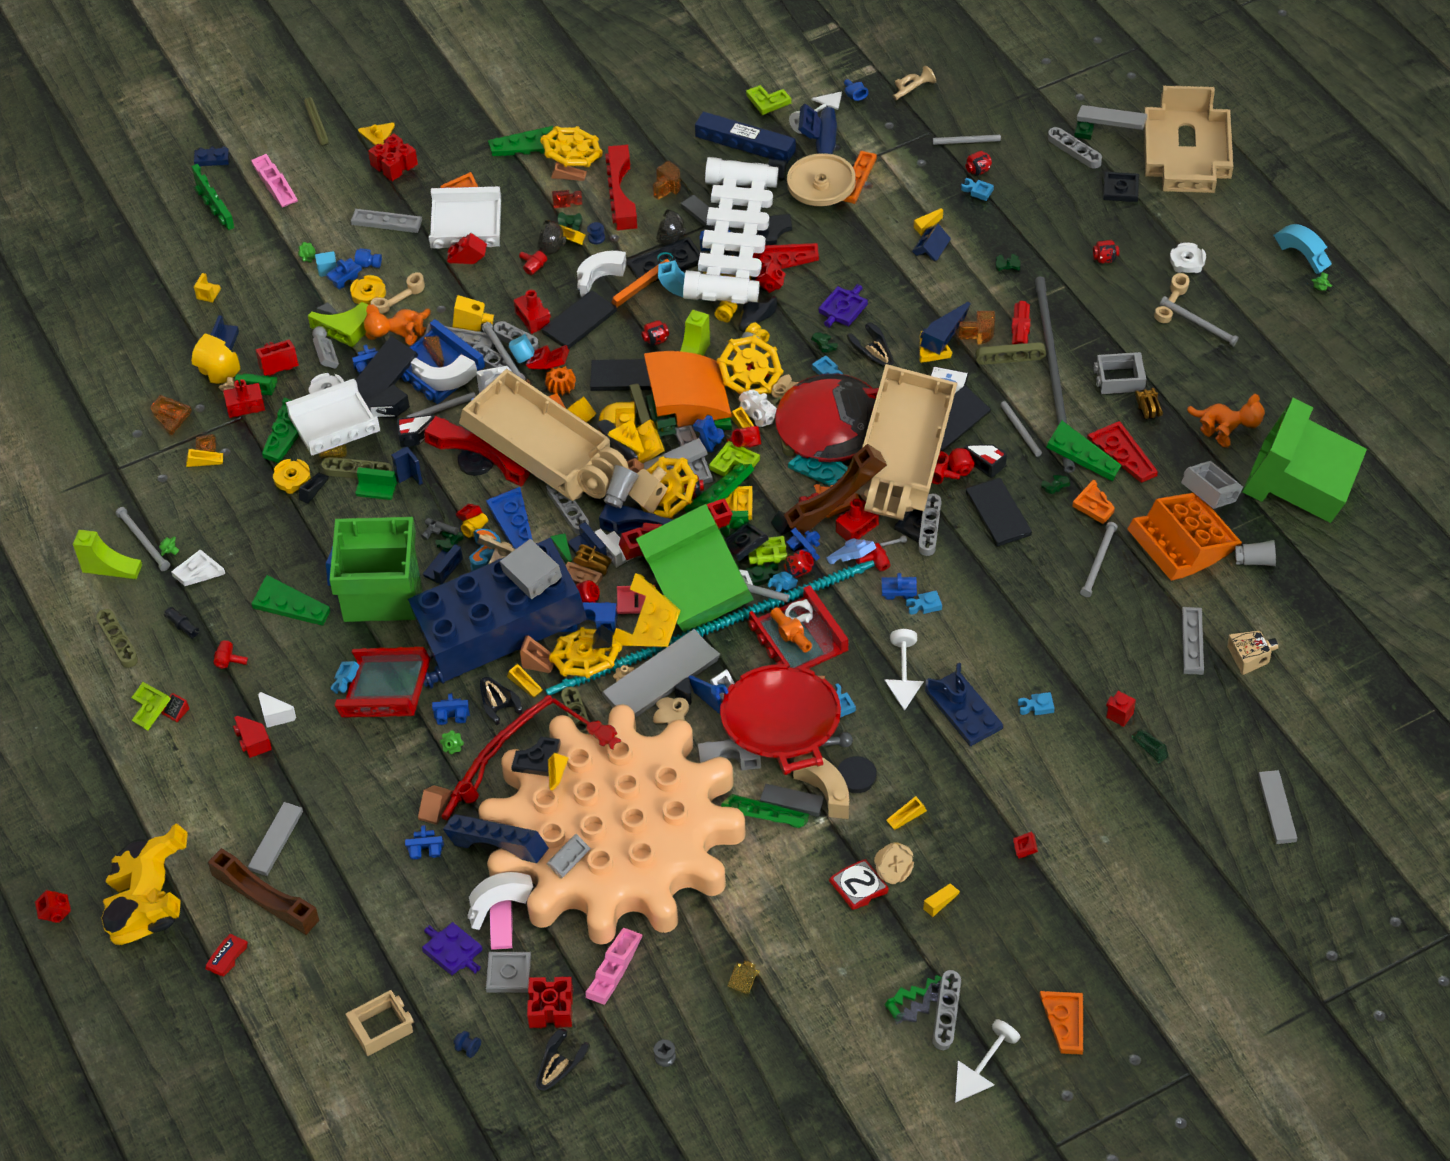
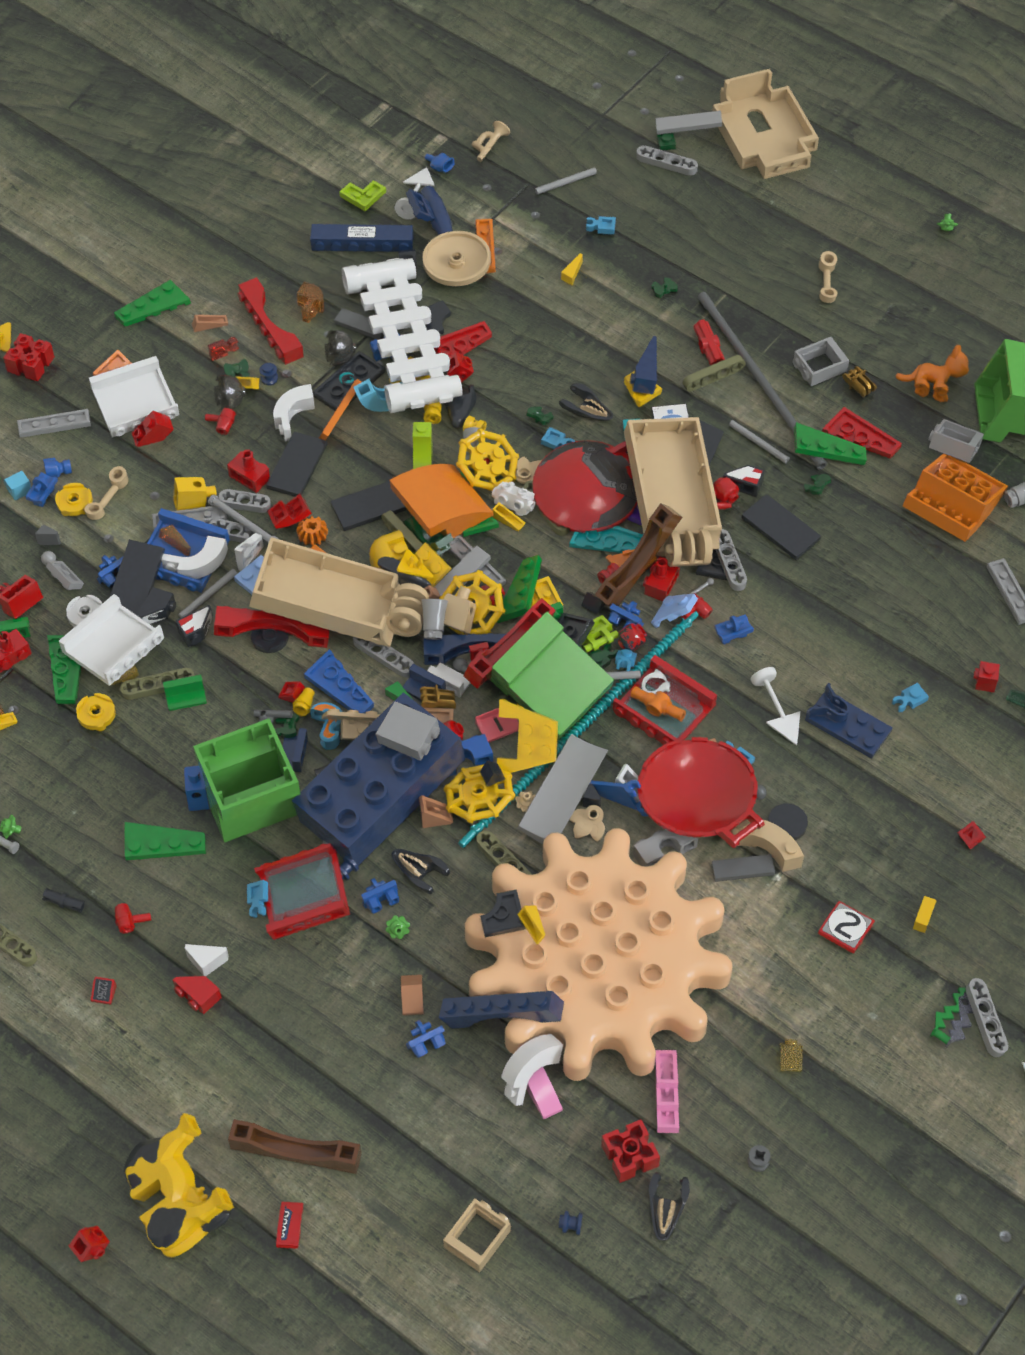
camera: 25 degrees left, 5 degrees up
(152, 704) = (80, 995): lime plate -> none
(197, 569) = (51, 839): white wing -> none
(275, 839) = (274, 1087): light grey tile -> none
(311, 487) = (122, 717): black piece -> none
(345, 326) = (72, 543): lime arch -> none
(402, 323) = (129, 521): orange animal -> none
(406, 465) = (211, 663): dark blue panel -> none
(452, 949) = (505, 1133): dark purple plate -> none
(468, 792) = (439, 970): red piece -> none
(508, 972) = (570, 1135): light grey tile -> none
(521, 348) = (260, 511): medium azure piece -> none
(524, 681) = (432, 840): yellow piece -> none
(568, 856) = (586, 1003): light grey plate -> none
(571, 146) = (201, 295): yellow plate -> none
(582, 409) = (348, 551): yellow panel -> none
(655, 332) = (378, 455): red head -> none
(709, 433) = (482, 537): blue hips -> none
(732, 456) = (512, 552): lime plate -> none
(746, 437) = (518, 531): red piece -> none
(766, 811) = (727, 887): green wing -> none
(843, 306) = (539, 374): dark purple plate -> none
(894, 863) = (870, 895): tan tile -> none
(906, 813) = (851, 843): yellow piece -> none
(926, 602) = (762, 634): dark azure plate -> none
(932, 242) = (587, 287): dark blue panel -> none
(978, 163) = (590, 200): red head -> none
(981, 330) = (674, 357): clear orange brick -> none
(1086, 590) = (897, 575): light grey bar -> none
(1094, 503) = (861, 491): orange wing -> none
(1105, 251) = (747, 251): red head -> none
(1121, 186) = (726, 185): black tile -> none
(1181, 264) = (820, 242): white plate -> none
(1192, 317) = (862, 291): light grey bar -> none
(1307, 242) = (918, 189): medium azure arch -> none

